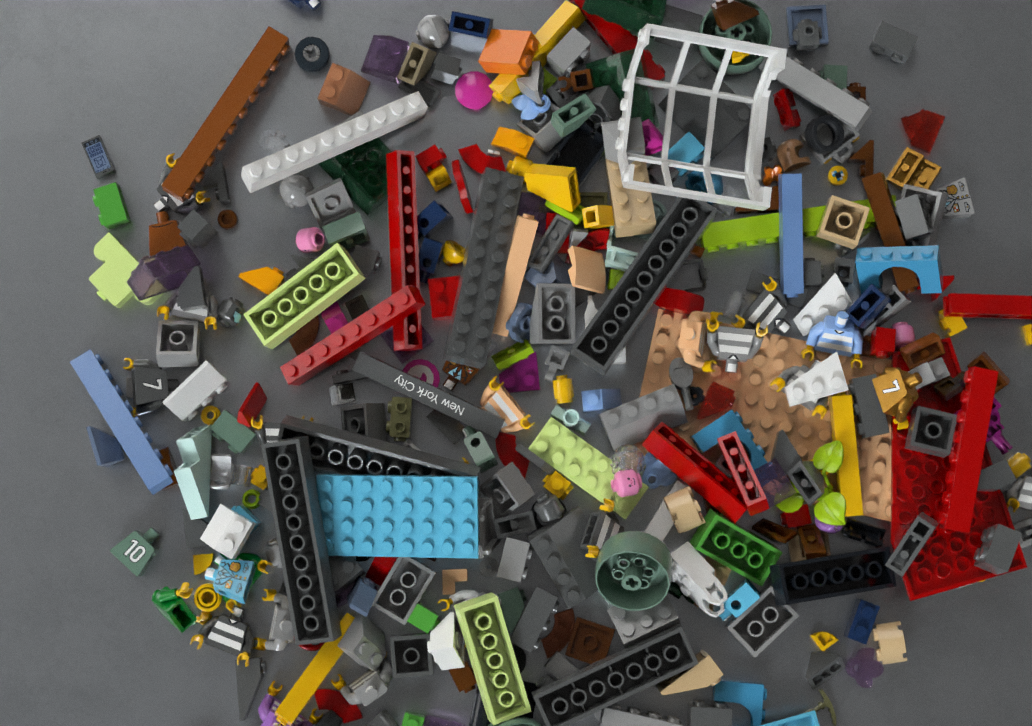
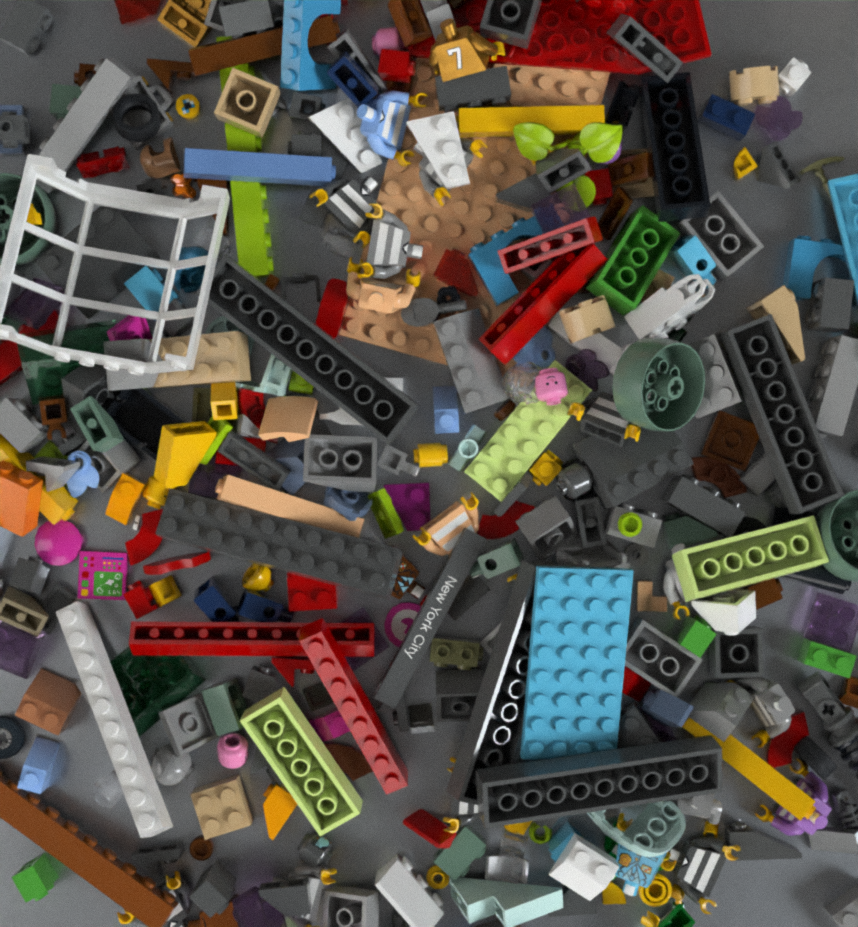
camera: 90 degrees left, 5 degrees up
(199, 86) = (35, 878): none -> bright green brick
(258, 586) = (651, 832): none -> light aqua slope
(263, 234) = (222, 806): none -> tan brick
(291, 84) = (39, 765): none -> light blue slope
(382, 282) = (288, 664): none -> red slope
(448, 127) = (102, 575): none -> tile
(515, 554) = (629, 524): none -> lime plate
(604, 449) = (505, 410): none -> reddish brown tile
(643, 515) = (587, 368): none -> clear purple plate
(664, 59) = (34, 308): none -> clear purple plate
(900, 675) = (793, 76): none -> white brick

